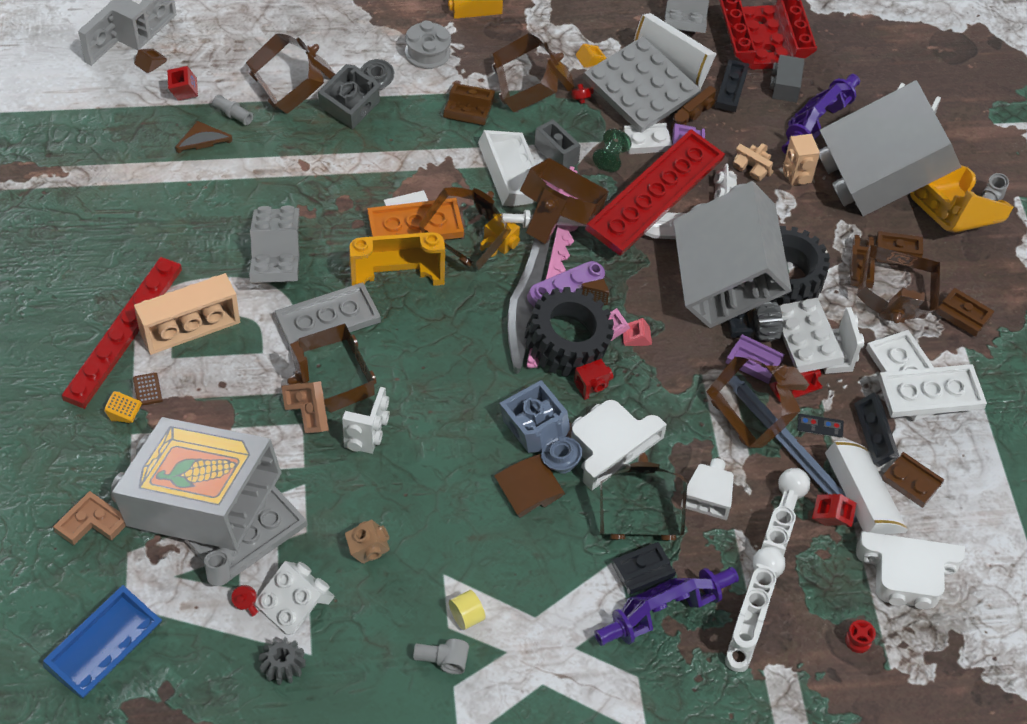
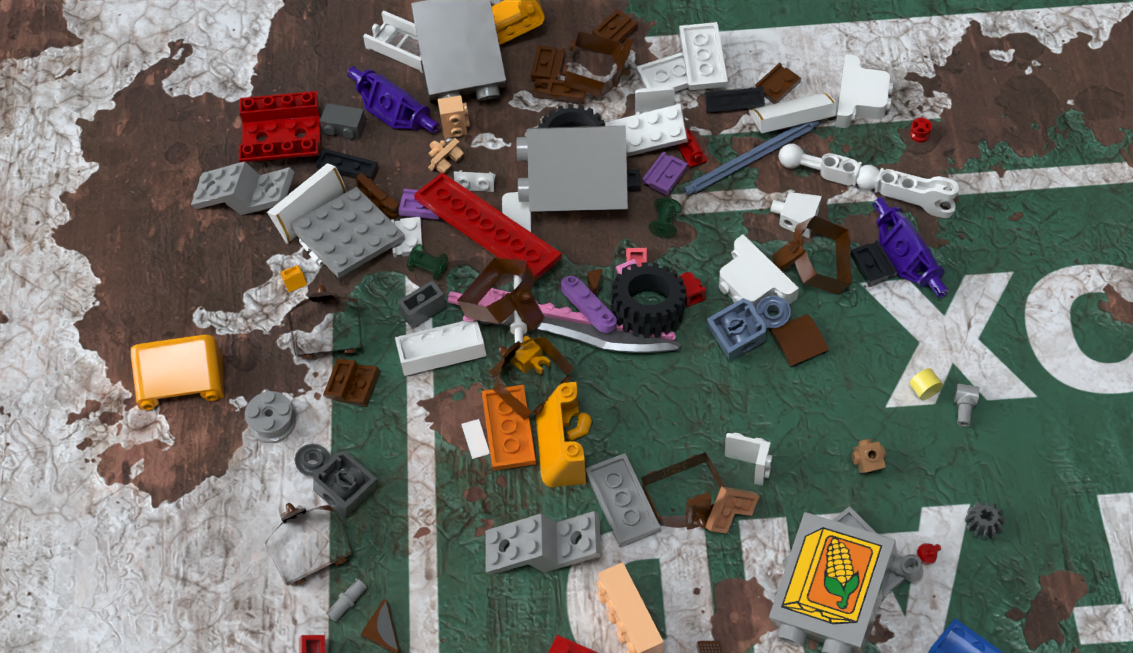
camera: 80 degrees left, 5 degrees up
(292, 596) = (923, 513): white bracket -> none
(414, 284) = (582, 428): none -> light orange arm
(582, 93) = (347, 285): red piece -> none
(691, 354) = (666, 210): none -> clear green hose
(768, 321) = (636, 156): dark grey gear -> none
(788, 379) = (701, 143): reddish brown piece -> none
(820, 425) = (726, 138): black sticker -> none
(834, 510) = (816, 140): red brick -> none

